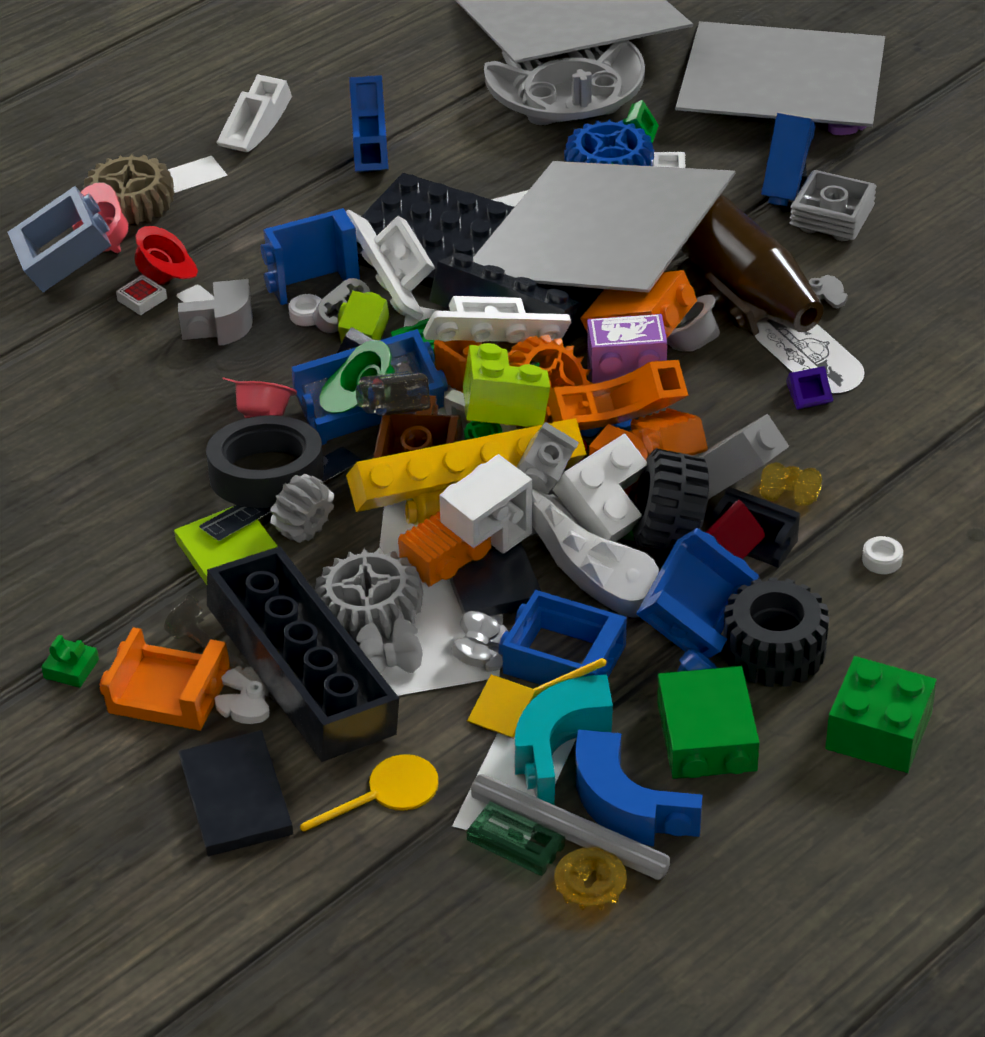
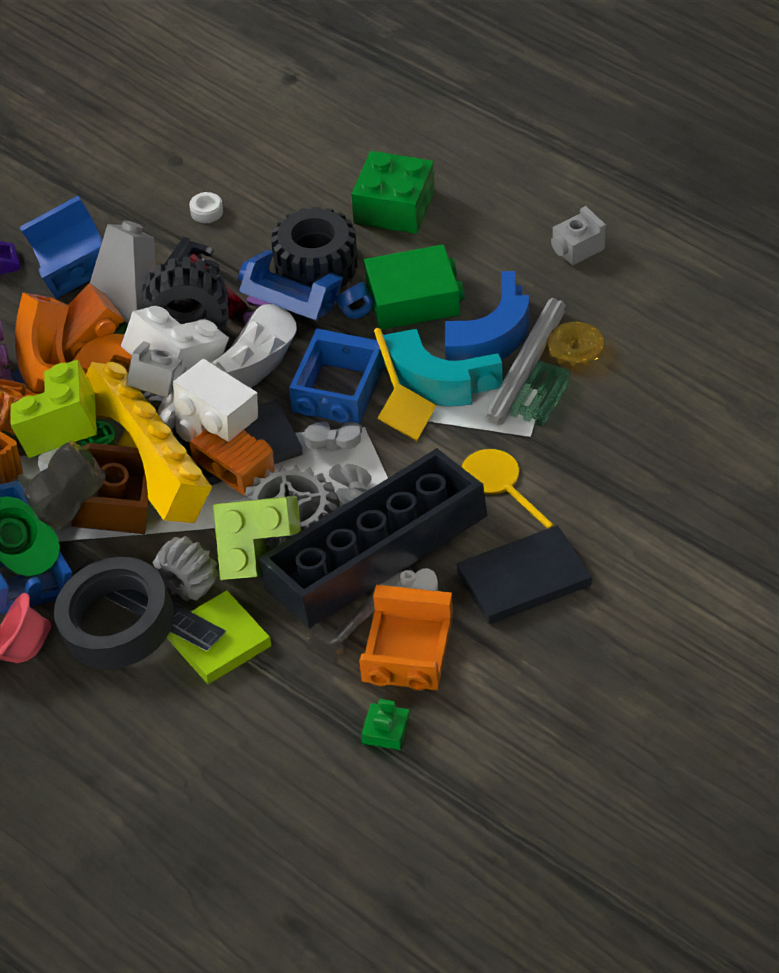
camera: 95 degrees left, 5 degrees up
(319, 539) = (243, 530): none -> lime brick
(783, 899) = (579, 236): none -> light grey brick
(816, 437) = (64, 245): none -> blue panel

